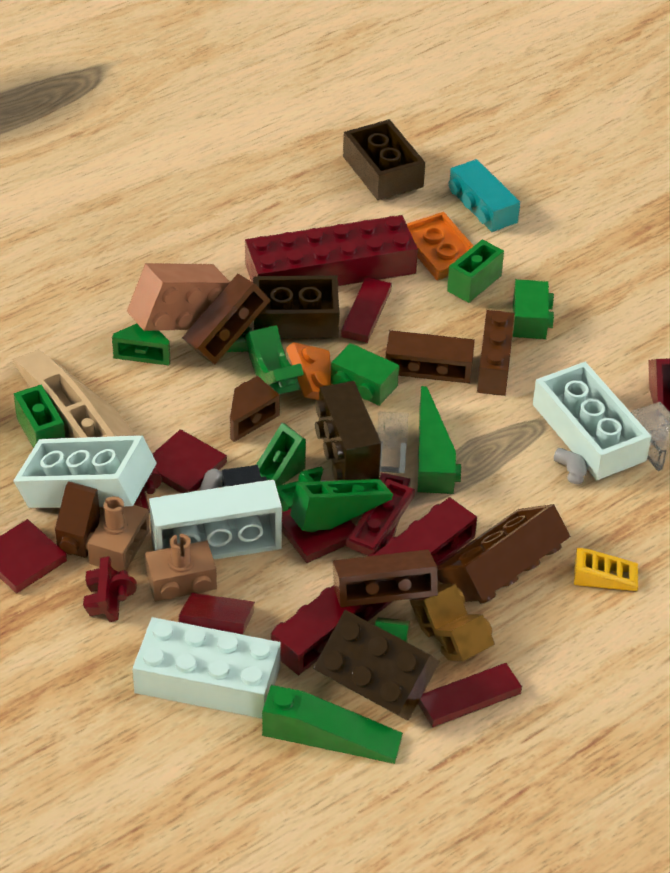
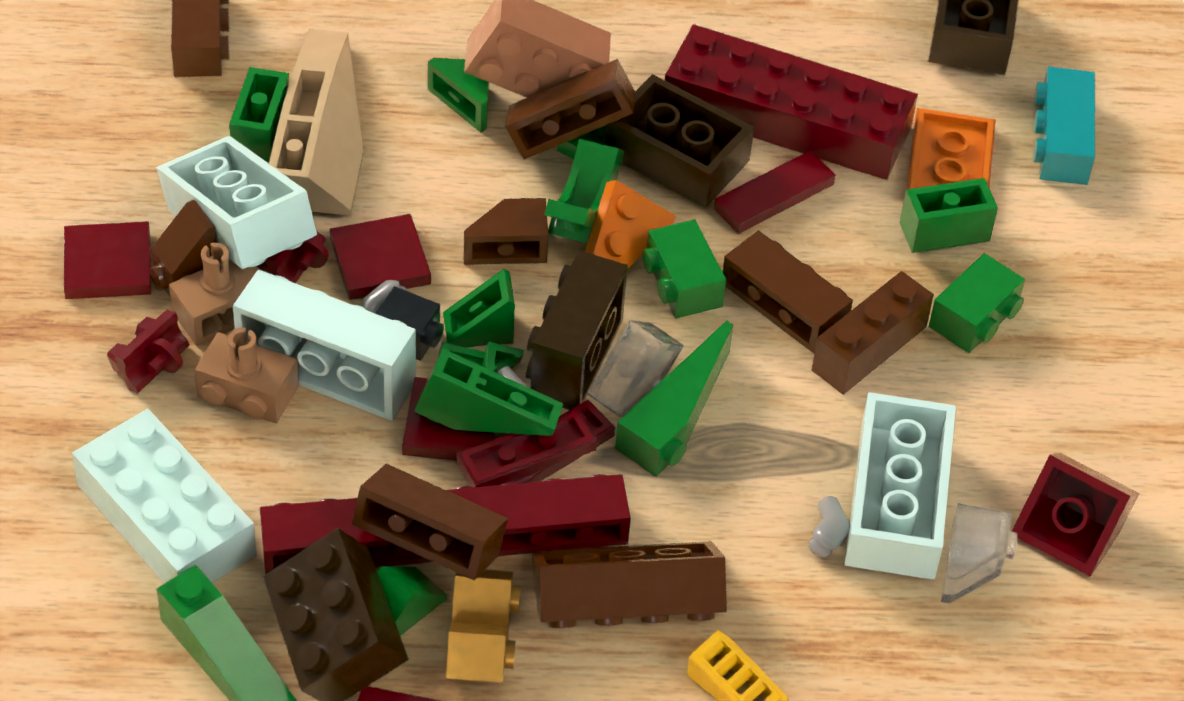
camera: 35 degrees right, 5 degrees up
(217, 613) = (232, 449): dark red tile -> none

